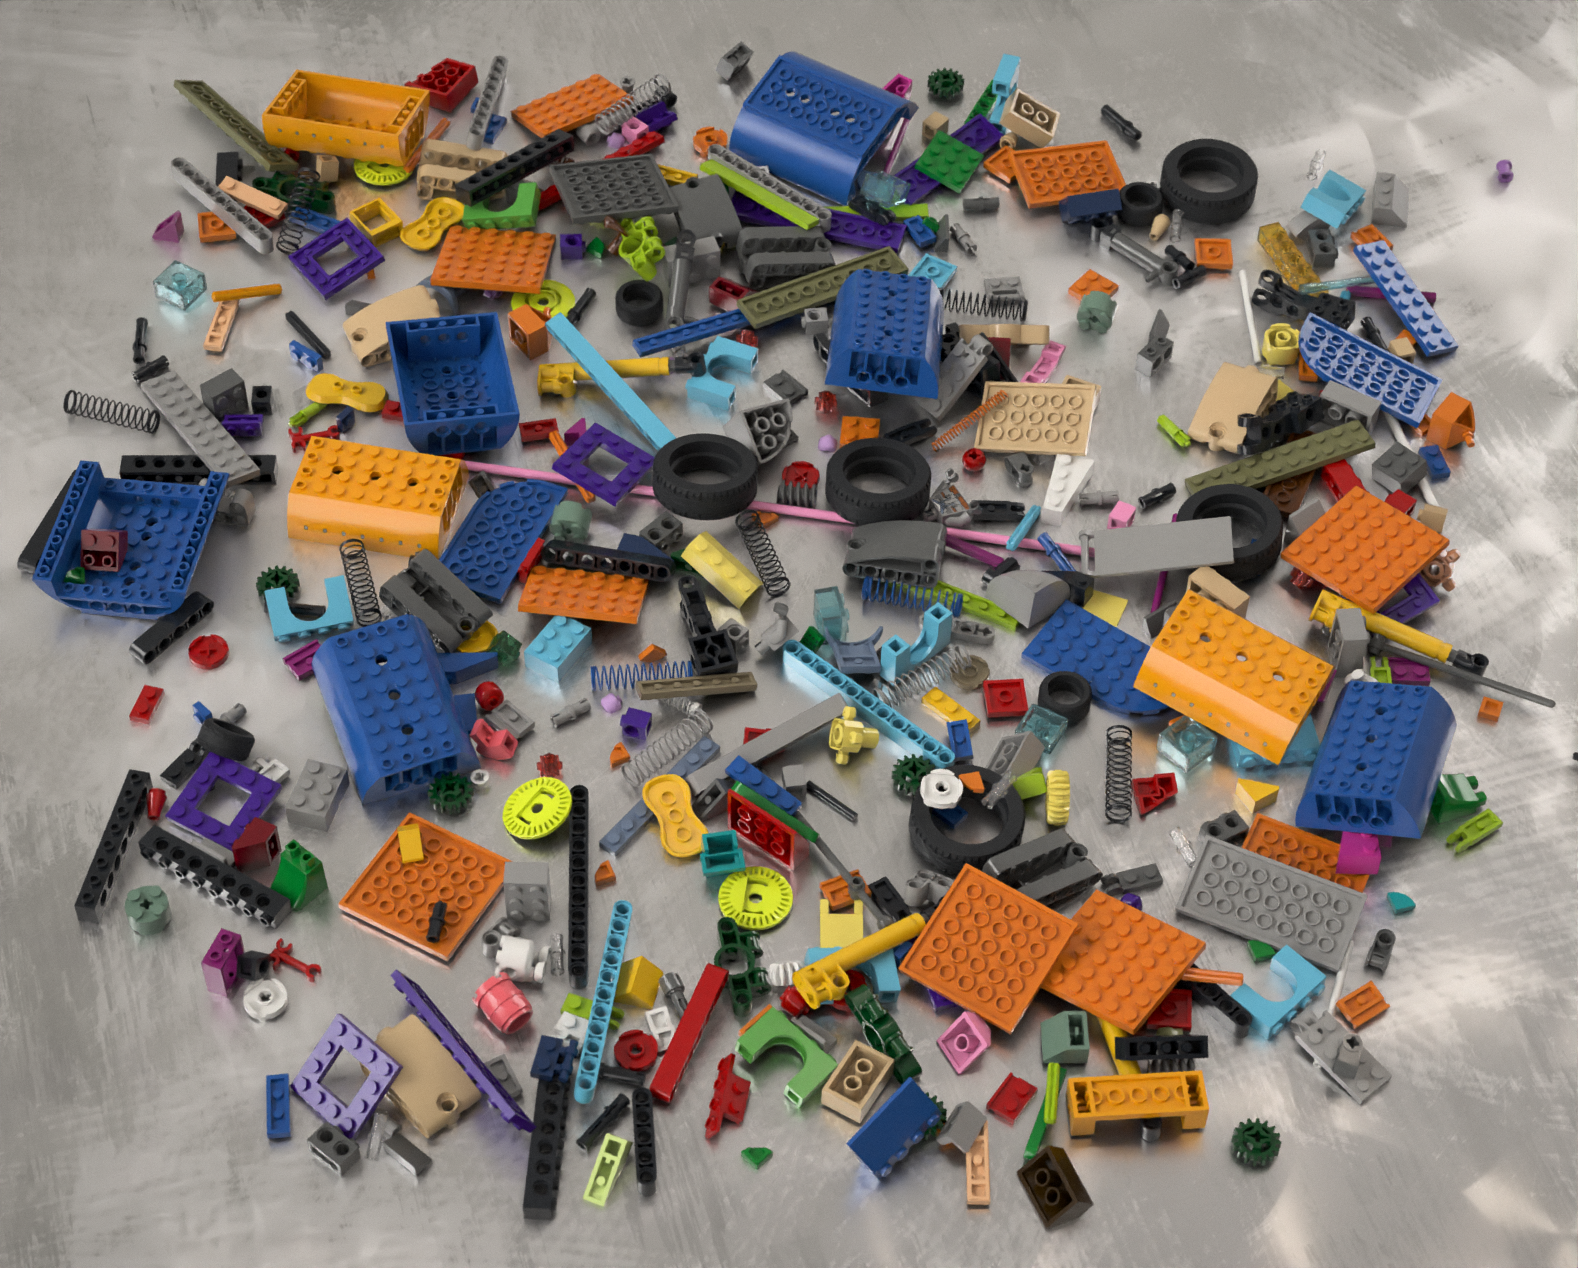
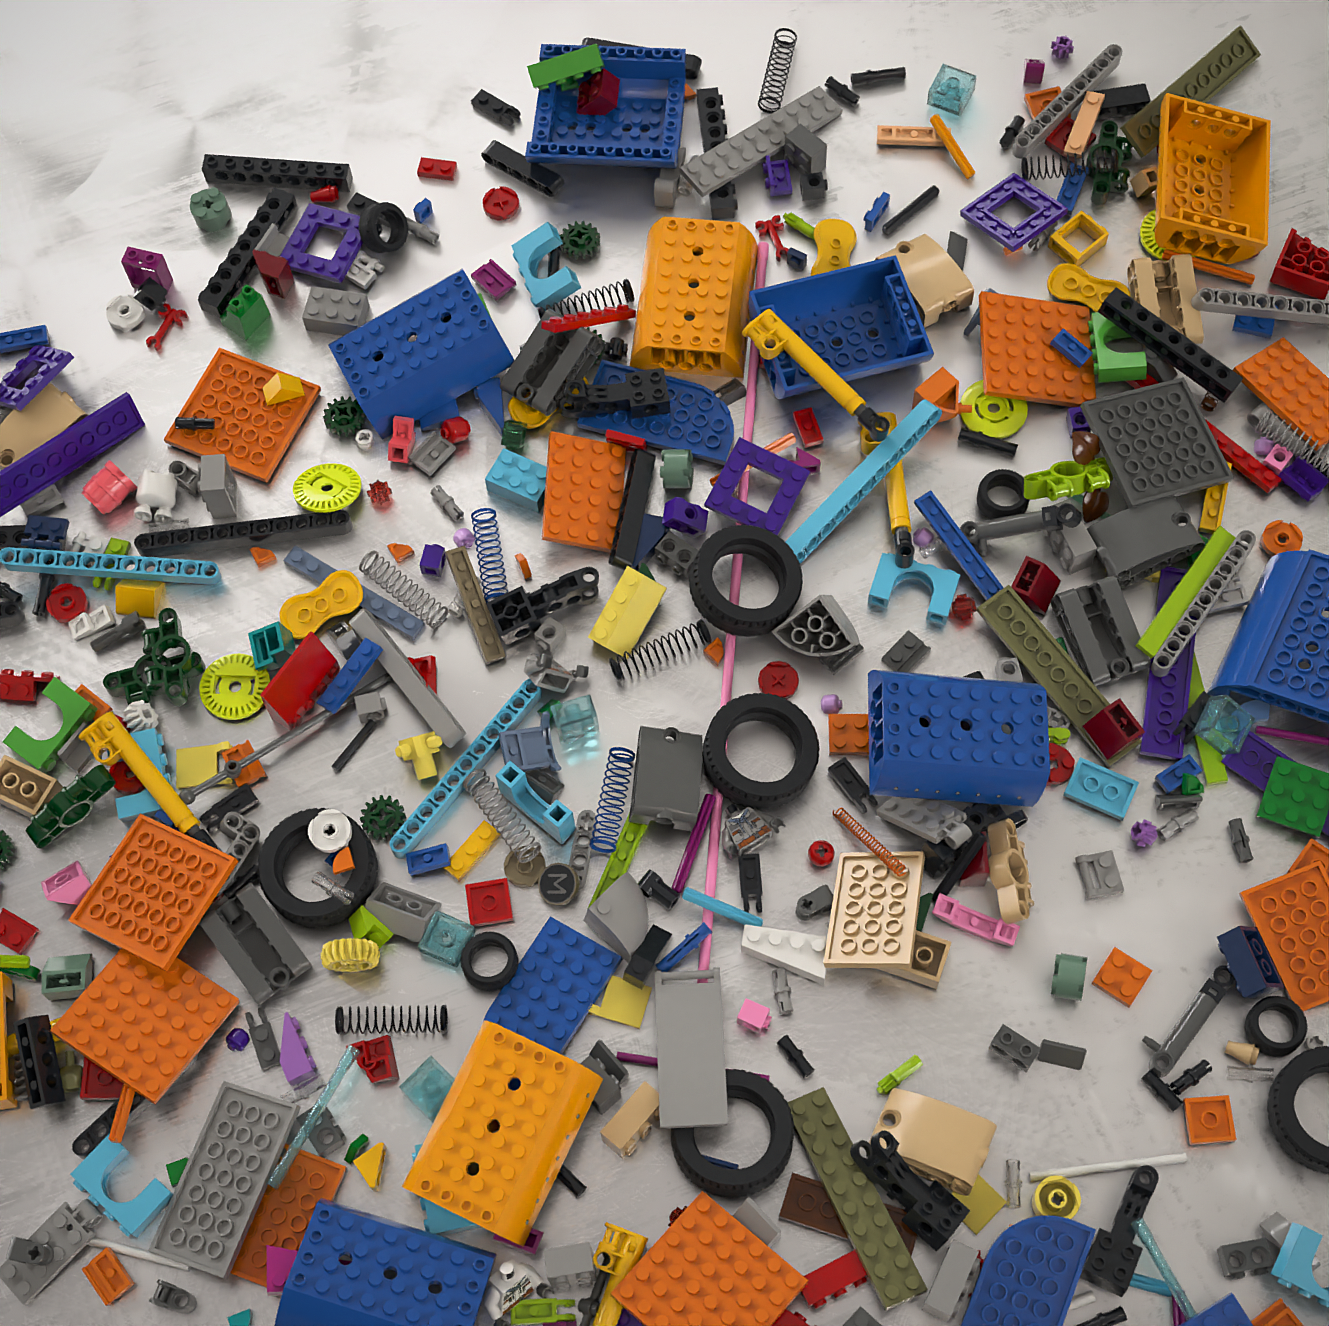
camera: 90 degrees right, 15 degrees up
(73, 557) = (566, 66): none -> bright green brick
(80, 649) = (495, 107): none -> black hinge
(150, 206) = (1062, 47): none -> medium lavender gear
(237, 254) = (1012, 131): none -> black axle
(394, 563) = (587, 319): none -> red plate
(468, 406) = (772, 331): none -> yellow piece
(484, 541) = (642, 394): none -> black brick
(500, 233) = (1071, 348): none -> blue plate
(625, 519) = (685, 517): none -> dark purple brick
(688, 1033) = (77, 640): red beam -> none
(707, 948) = (158, 641): none -> dark green piece
(775, 811) = (307, 690): green beam -> none
(797, 494) = (744, 675): dark grey piece -> none
(882, 252) = (1113, 729): none -> dark red slope
(973, 260) = (1143, 833): none -> medium lavender gear
(992, 642) = (558, 884): none -> black tile
(1024, 313) = (1063, 892): black piece -> none
(1154, 849) = (293, 1056): none -> medium lavender slope
(1167, 801) = (282, 1168): none -> clear light blue piece
(1240, 807) = (353, 1149): none -> green tile
(1286, 256) = (1252, 1188): clear yellow brick -> none

